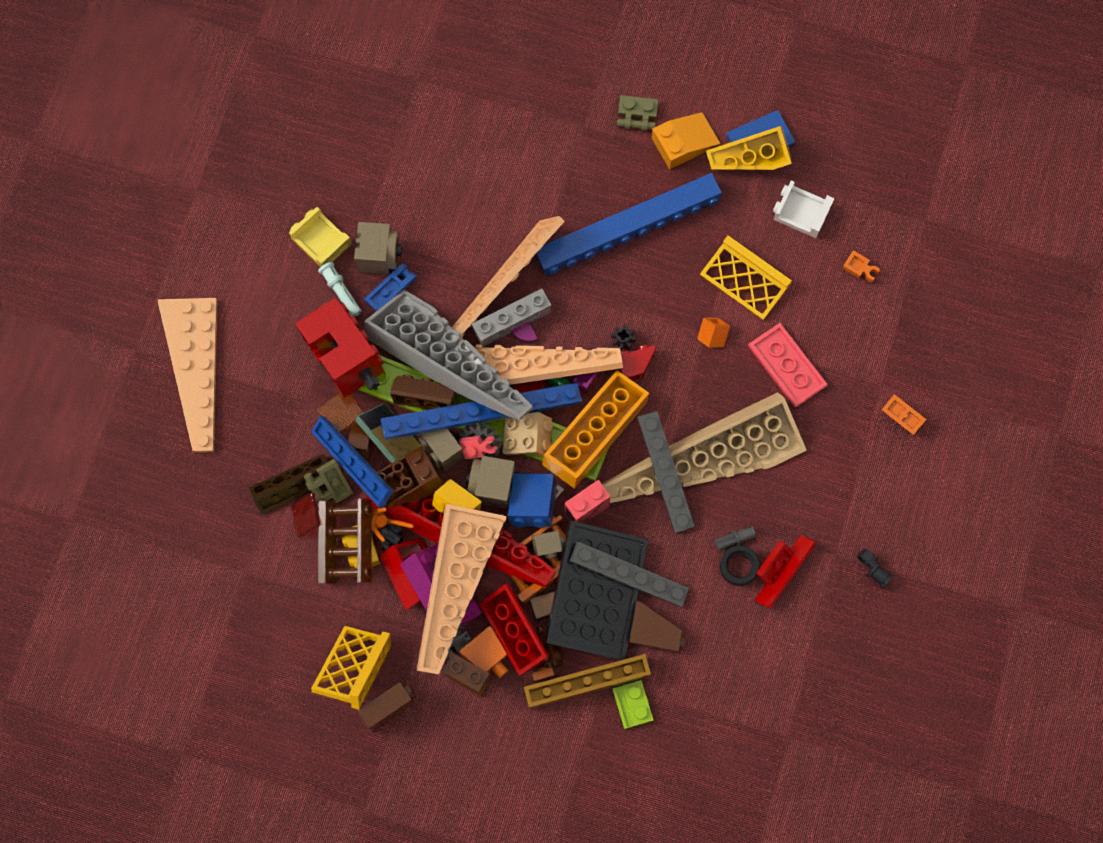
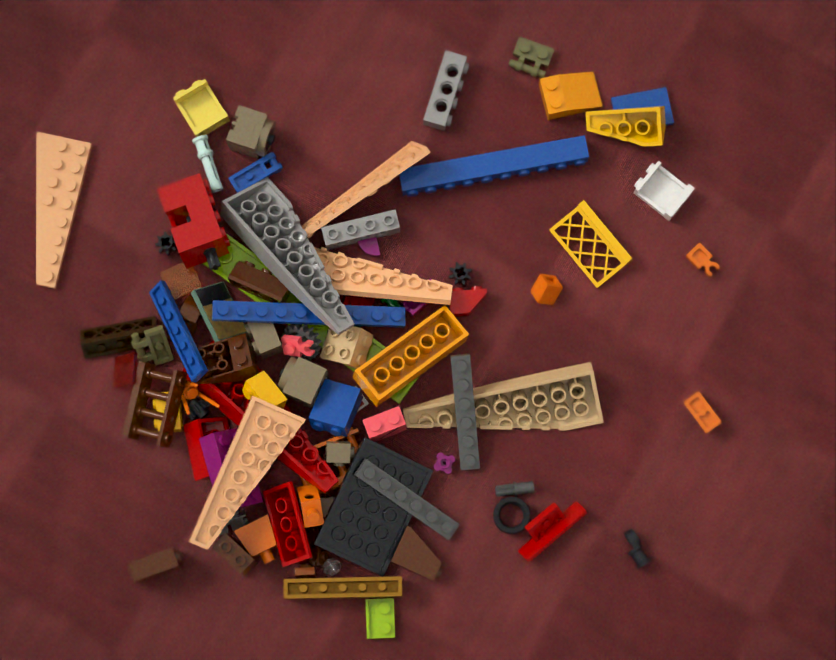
camera: 15 degrees right, 5 degrees up
(315, 373) = (166, 238): none -> black gear
(367, 674) = (148, 526): yellow fence -> none
(533, 606) = (310, 508): none -> orange torso
(561, 135) = (450, 62): none -> light grey brick
(569, 663) = (331, 567): none -> clear plate
(652, 534) = (440, 459): none -> magenta plate
(787, 365) = (608, 337): coral tile -> none

